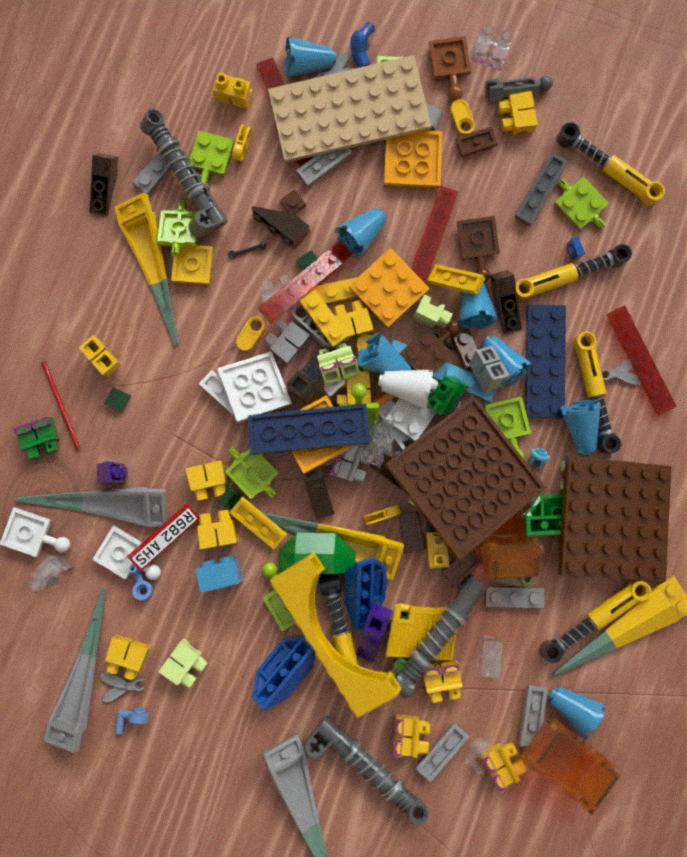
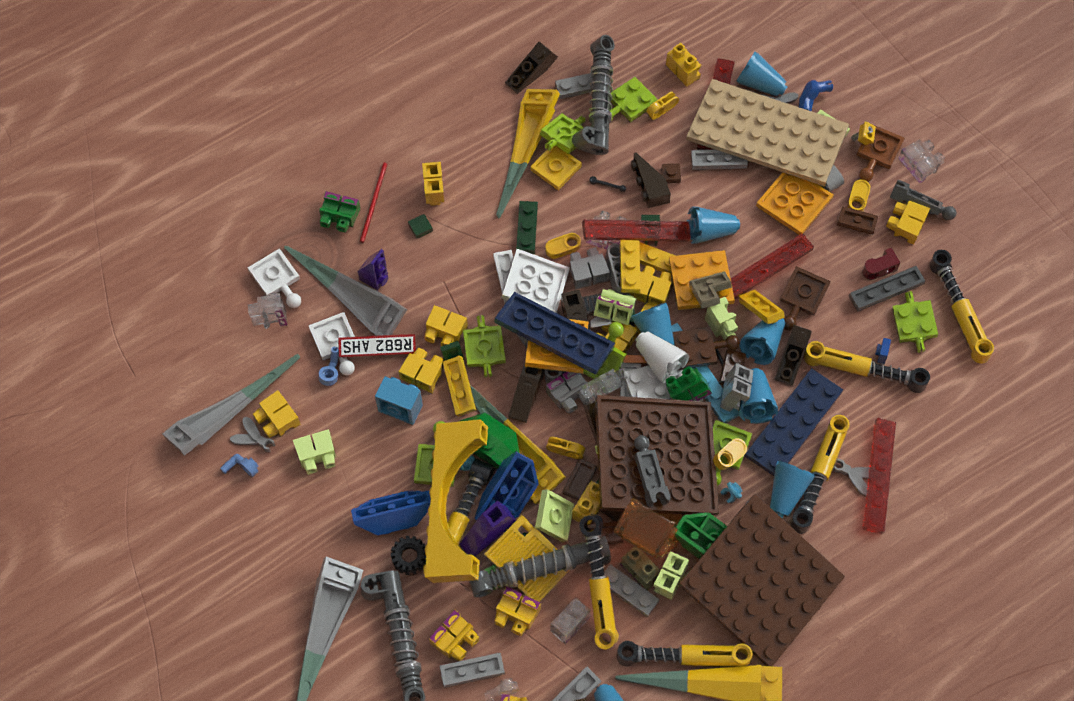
camera: 40 degrees right, 20 degrees down
(208, 337) = (527, 226): none -> dark green plate
(323, 707) = (408, 543): none -> black tyre
(402, 296) = (706, 288): none -> dark tan tile
(417, 582) = (554, 515): none -> yellowish green plate
(431, 54) = (865, 134): none -> yellow piece
(476, 500) = (650, 473): none -> dark grey plate
(496, 618) = (599, 584): none -> piece
(519, 177) = (881, 266): none -> dark red leg
(520, 425) = (732, 451): none -> yellow piece
(549, 577) = (671, 575): none -> yellowish green hips

